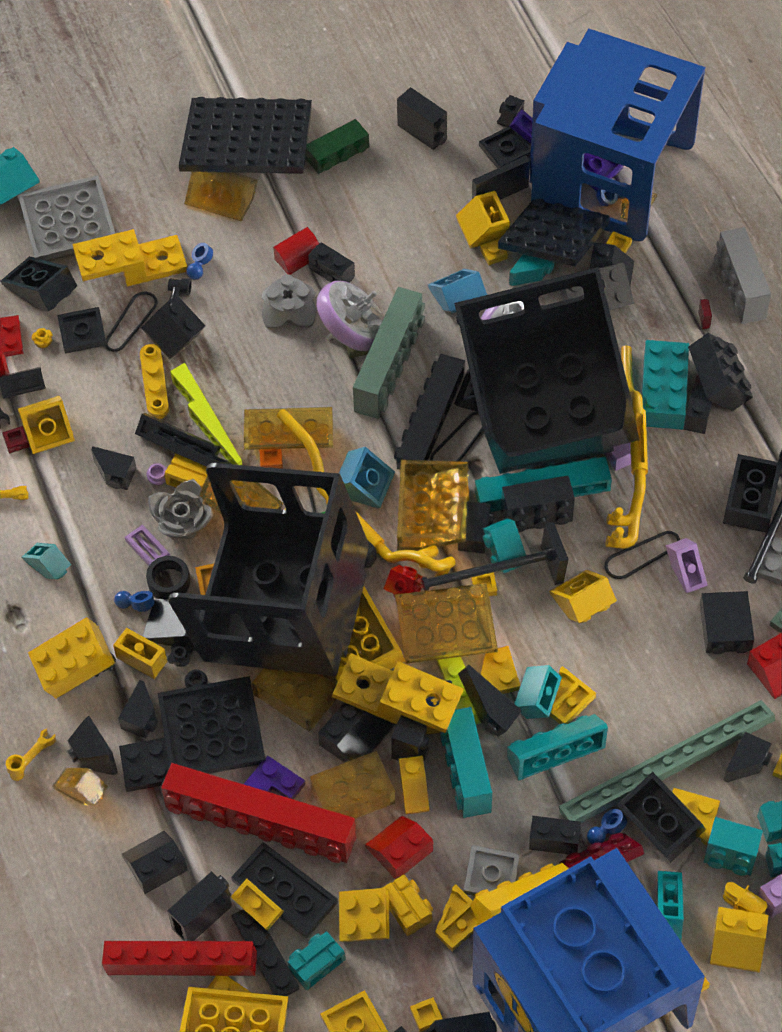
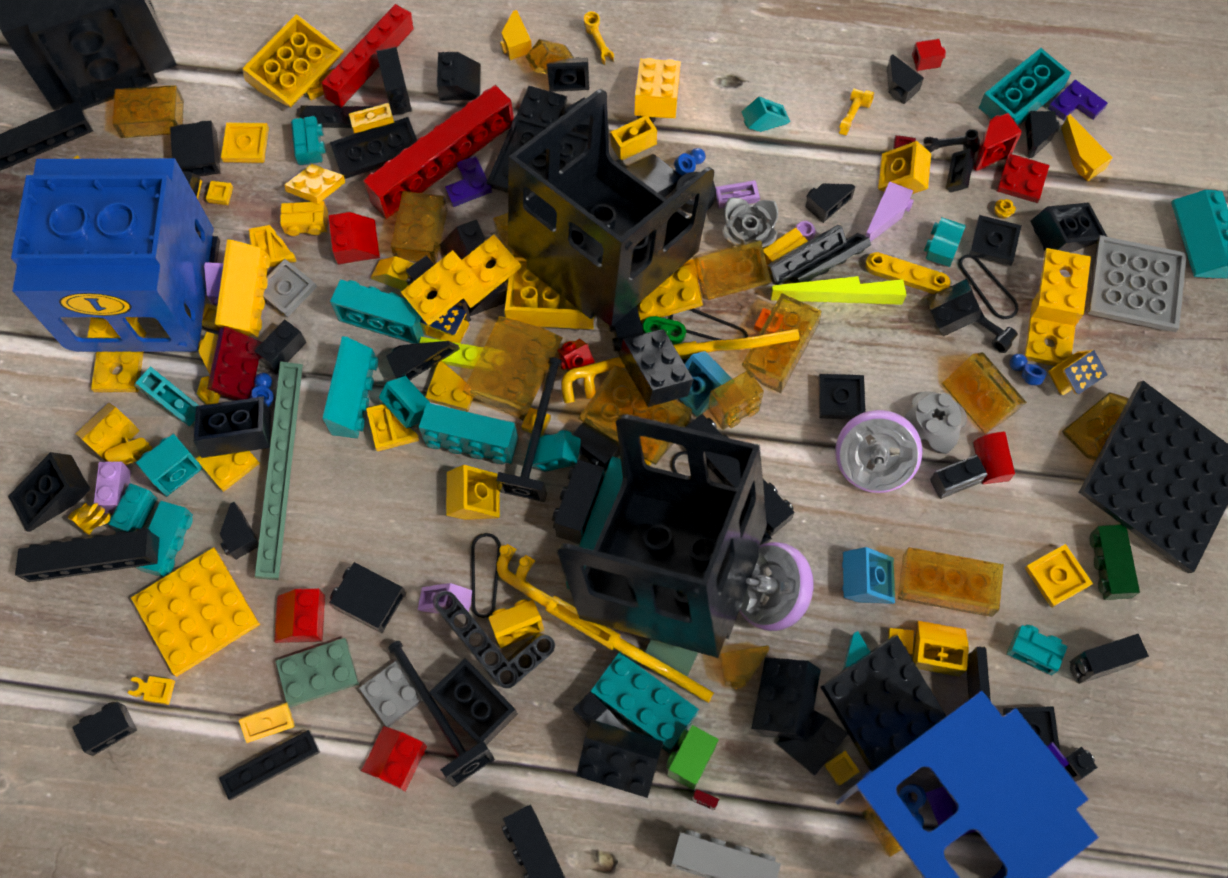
camera: 120 degrees right, 10 degrees up
(71, 833) = (515, 37): none -> yellow slope
(98, 417) = (890, 210): none -> lavender slope
(107, 363) = (945, 241): none -> teal brick
(181, 230) = (1077, 372): none -> piece
(241, 279) = (983, 392): none -> clear yellow slope
(308, 374) = (841, 396): none -> black plate
(369, 432) = (736, 400): none -> clear yellow brick
(371, 176) = (1058, 575): none -> yellow plate
(385, 497) = (655, 367): none -> black brick
(388, 353) = (822, 467): sand green brick -> none
(427, 234) = (950, 582): none -> clear yellow brick
(442, 166) = (1037, 649): none -> teal brick
(534, 618) = (469, 433): none -> teal brick
(642, 869) = (206, 395): none -> yellow plate
(669, 497) = (516, 622): none -> yellow slope
(683, 323) = (693, 756): none -> bright green brick
(699, 482) = (486, 645): none -> black beam

